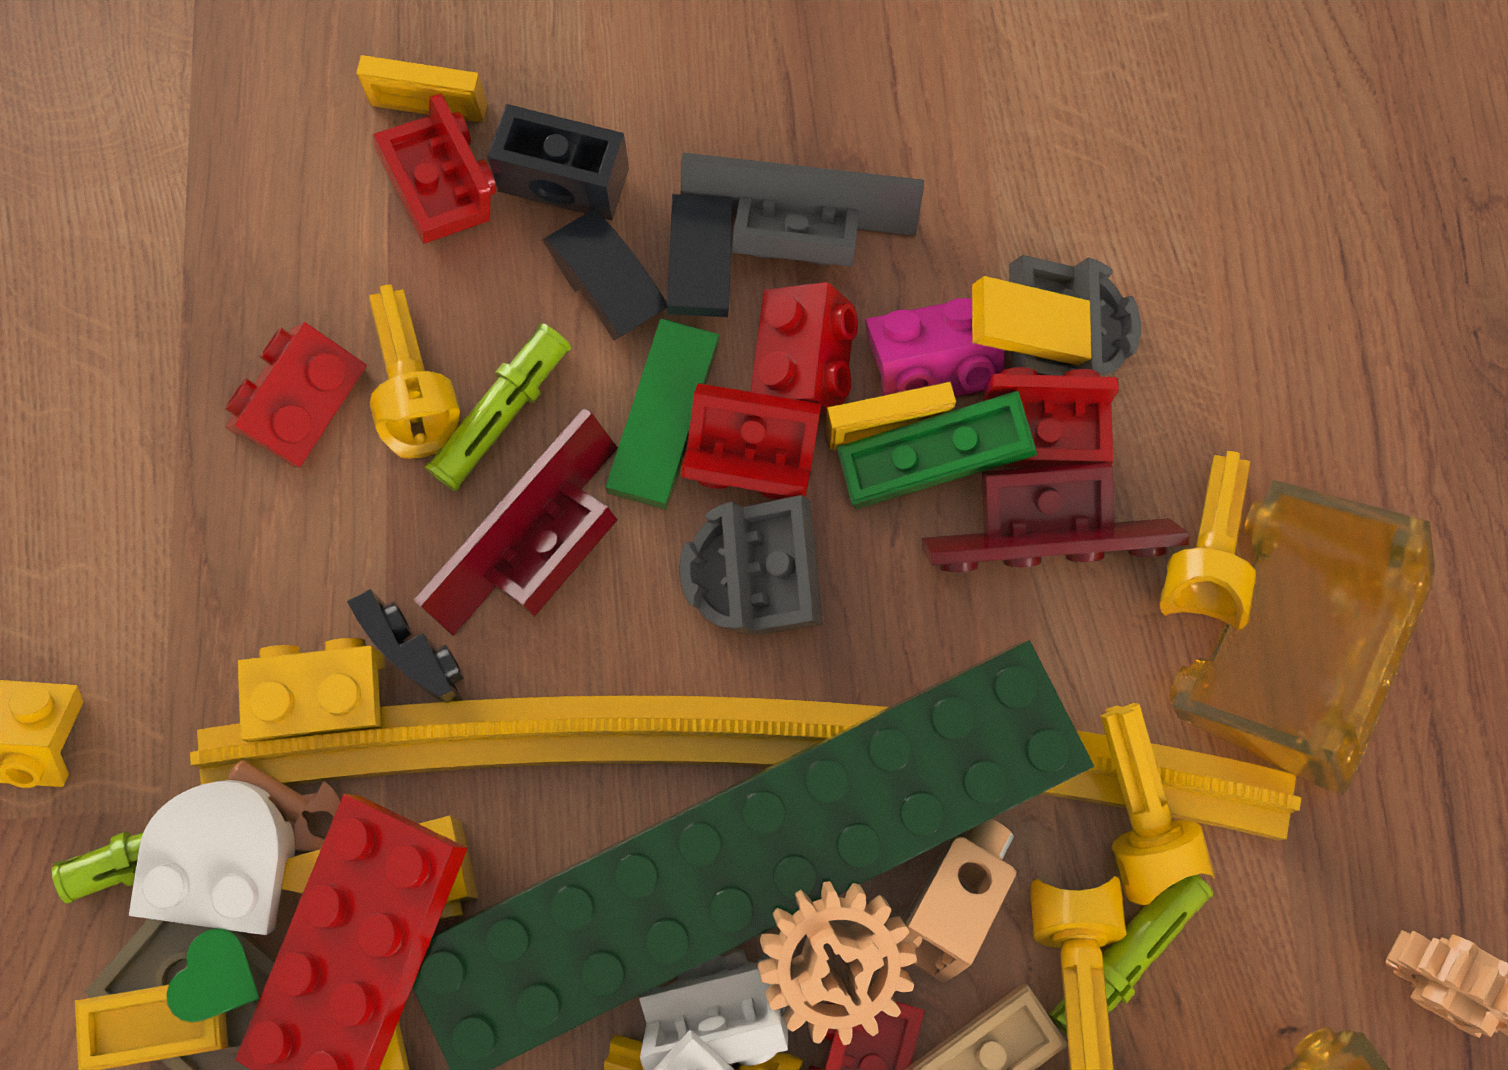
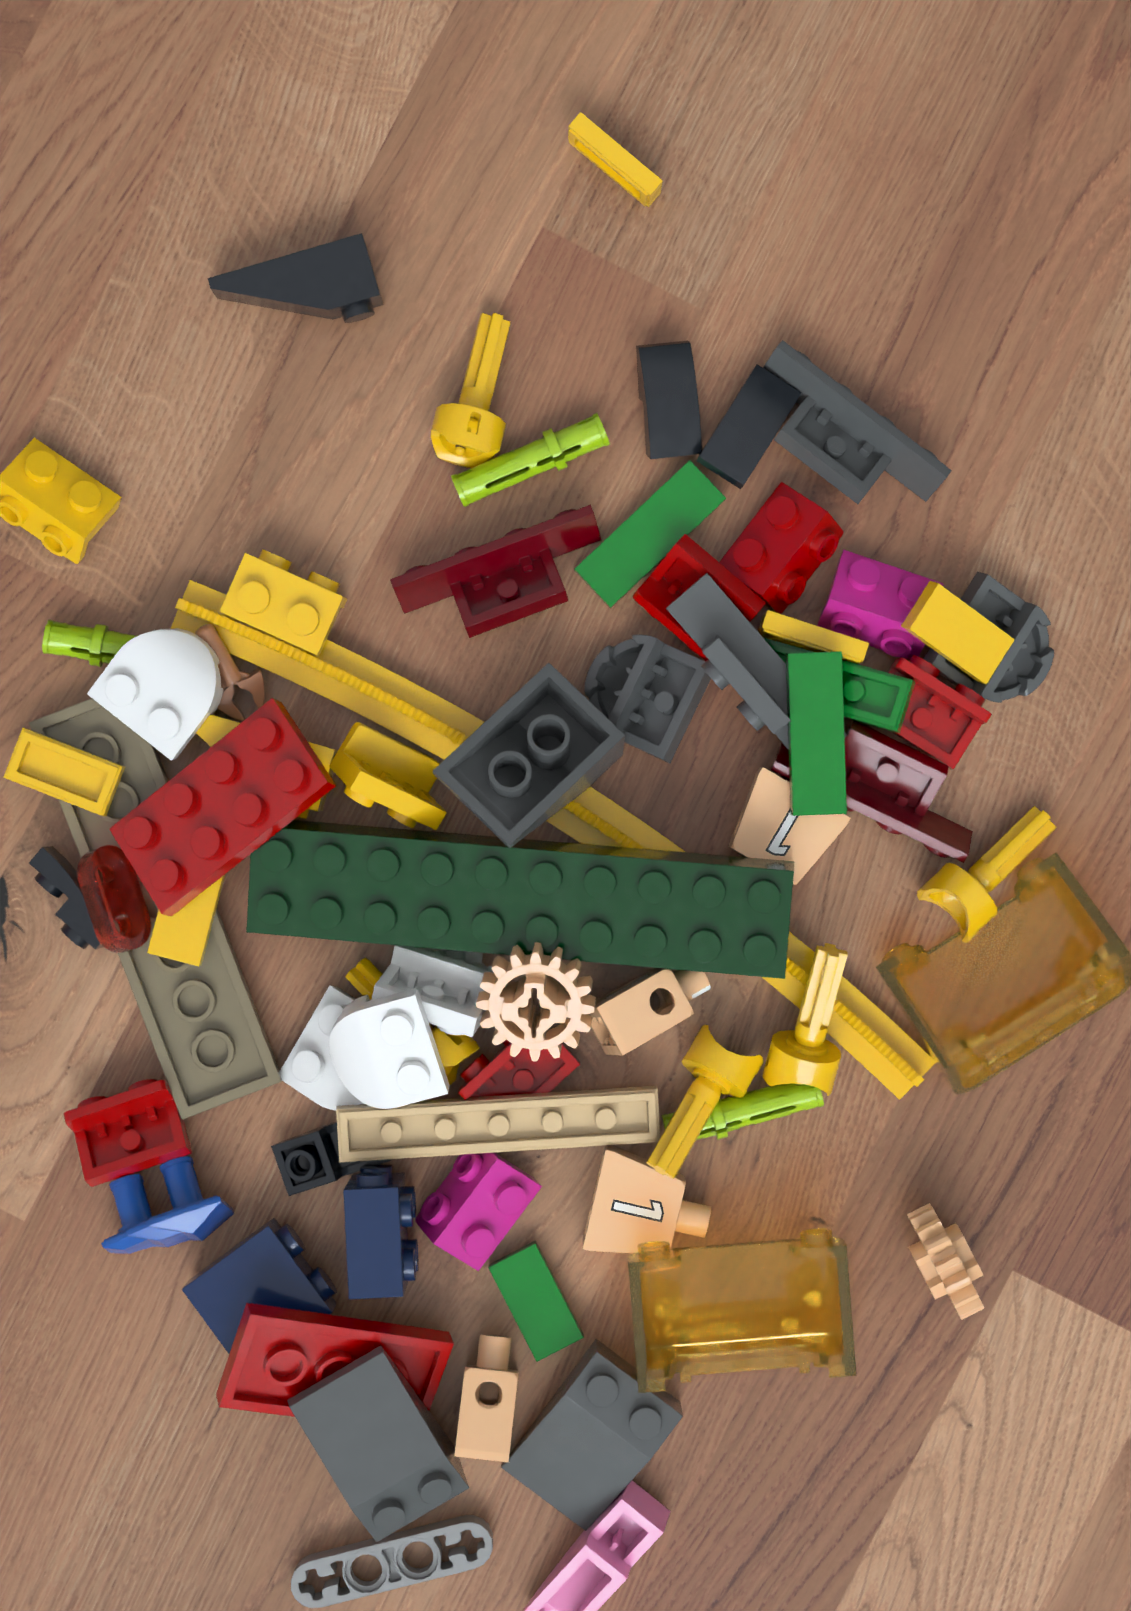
camera: 30 degrees right, 15 degrees up
(174, 358) = (316, 282): none -> black slope
(214, 978) = (122, 768): green tile -> none
(294, 393) = (385, 359): red bracket -> none
(417, 658) = (371, 624): black slope -> none
(437, 172) = (586, 239): red bracket -> none
(526, 805) = (389, 774): none -> yellow bracket
(559, 161) = (683, 291): black brick -> none
(671, 693) = (532, 756): none -> dark grey slope
(855, 474) = (735, 654): none -> dark grey bracket
(956, 497) = (816, 733): none -> green tile
(977, 612) = (771, 832): none -> light nougat torso

